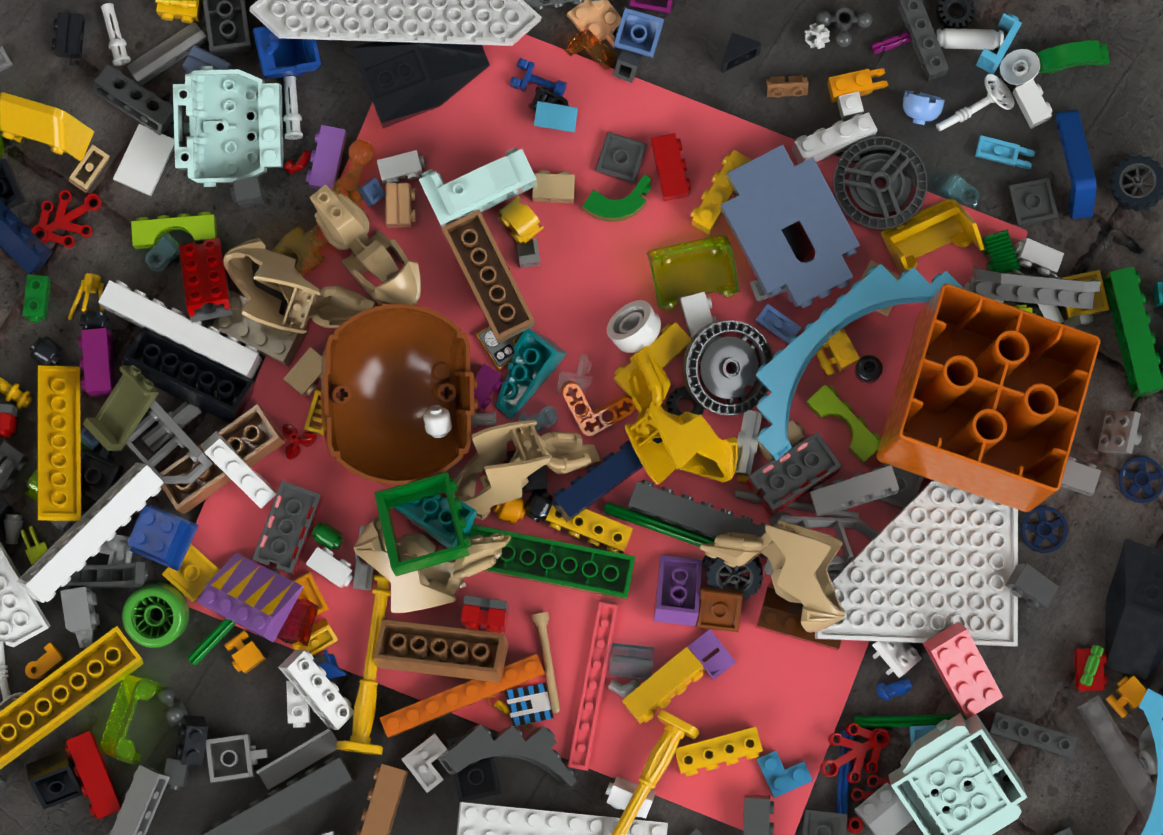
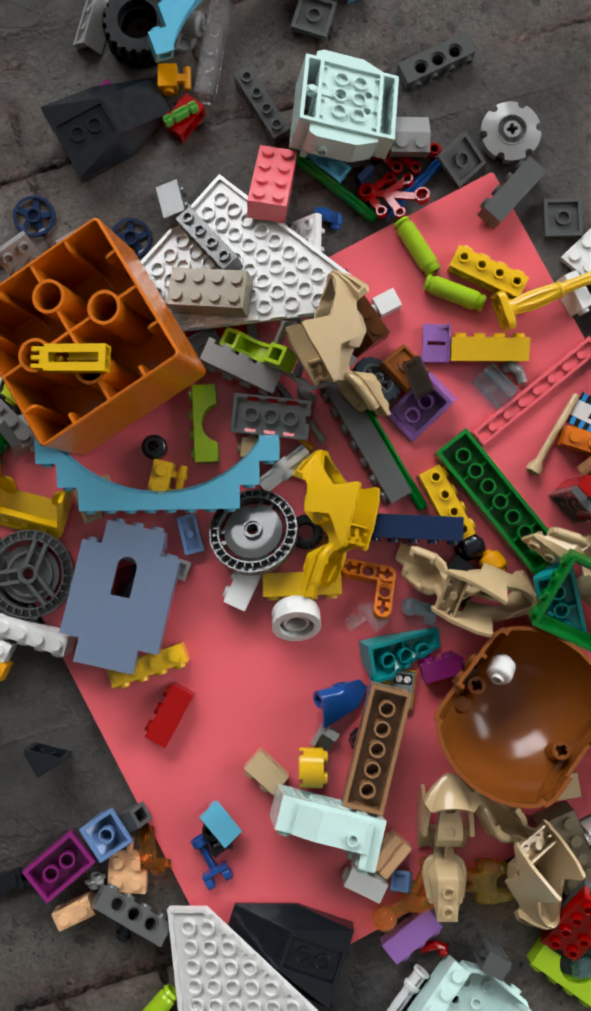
camera: 140 degrees left, 5 degrees up
(482, 419) = (462, 647): white pin -> none
(543, 290) = (339, 700): none -> blue panel
(618, 210) = (231, 713): green arch -> none
(621, 157) = (198, 751): dark grey tile -> none
(691, 269) = (217, 625): clear neon green windscreen -> none
(702, 605) = (418, 377): none -> clear smoke tile
(732, 710) = (454, 292): none -> lime axle
(778, 87) = (29, 696): medium nougat hinge -> none
(781, 651) = (386, 303): none -> white brick
(781, 780) = (458, 218): dark azure plate -> none
(797, 723) = (417, 246): none -> lime axle
(852, 517) = (271, 354): none -> lime arch
(893, 750) = (365, 175): none -> dark blue tile
(932, 529) = (209, 292): none -> brick
(970, 573) = (208, 240): none -> brick
(971, 372) = (82, 358): none -> yellow hinge

